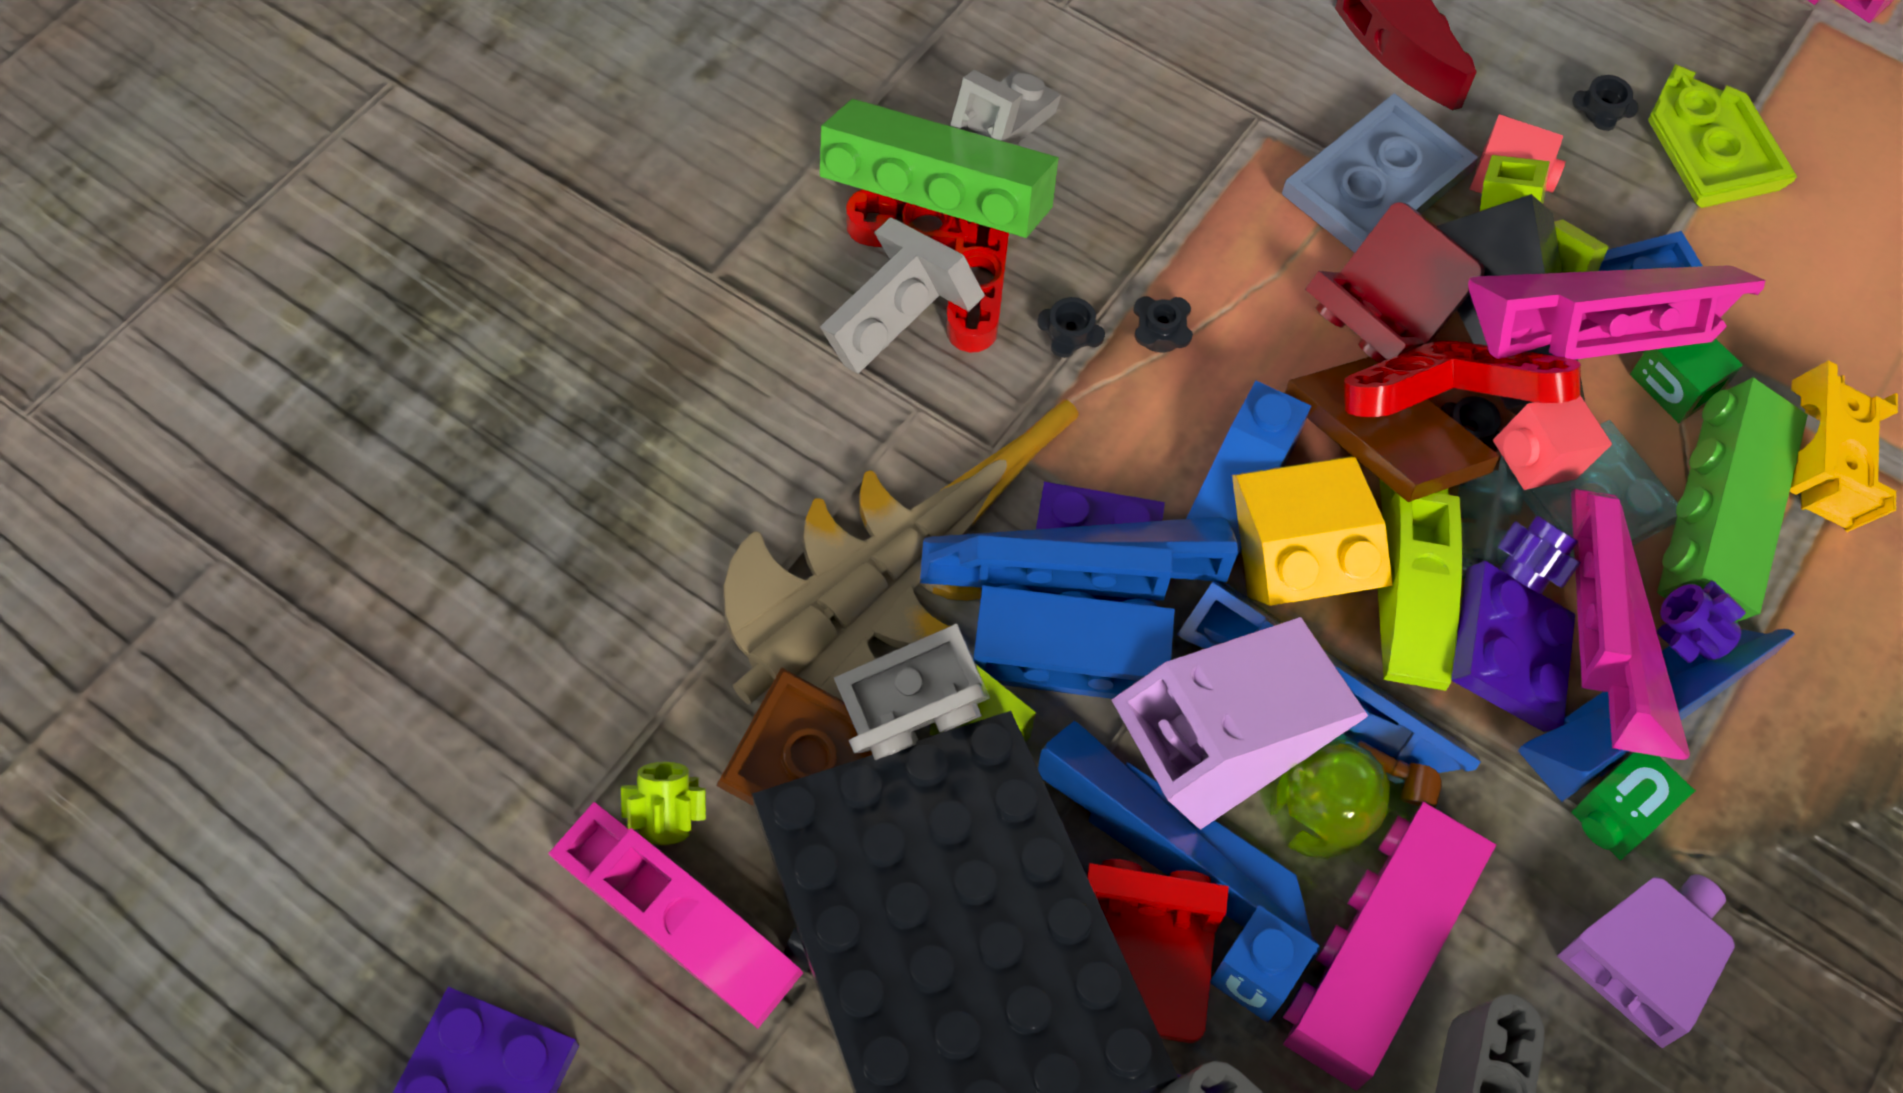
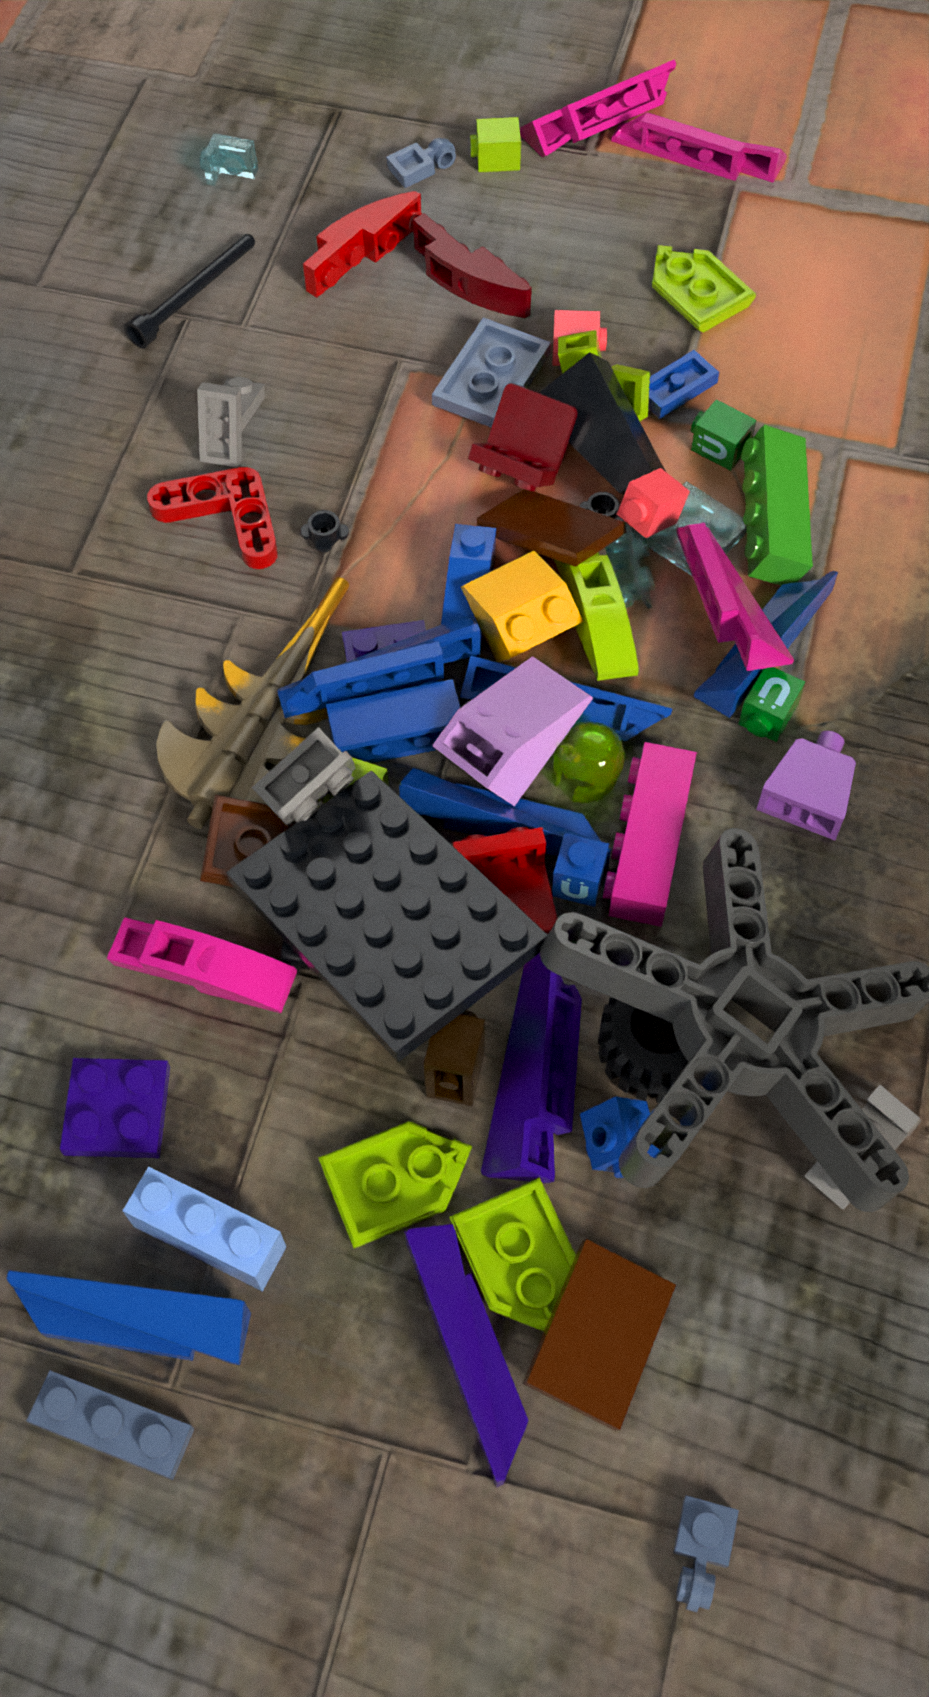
camera: 15 degrees left, 0 degrees up
(663, 802) = (169, 901): lime gear -> none
(898, 294) = (203, 543): light grey bracket -> none
(938, 167) = (199, 454): bright green brick -> none
(1161, 336) = (383, 510): black plate -> none
(1421, 781) = (639, 732): reddish brown hand -> none
(1459, 365) = (580, 475): red beam -> none
(1514, 647) = (670, 635): dark purple plate -> none
(1539, 554) = (667, 573): dark purple gear -> none
(1606, 101) = (621, 282): black plate -> none
(1607, 309) = (660, 410): dark pink wedge -> none
(1700, 621) = (778, 582): dark purple gear -> none
(1841, 462) = (832, 453): yellow piece -> none

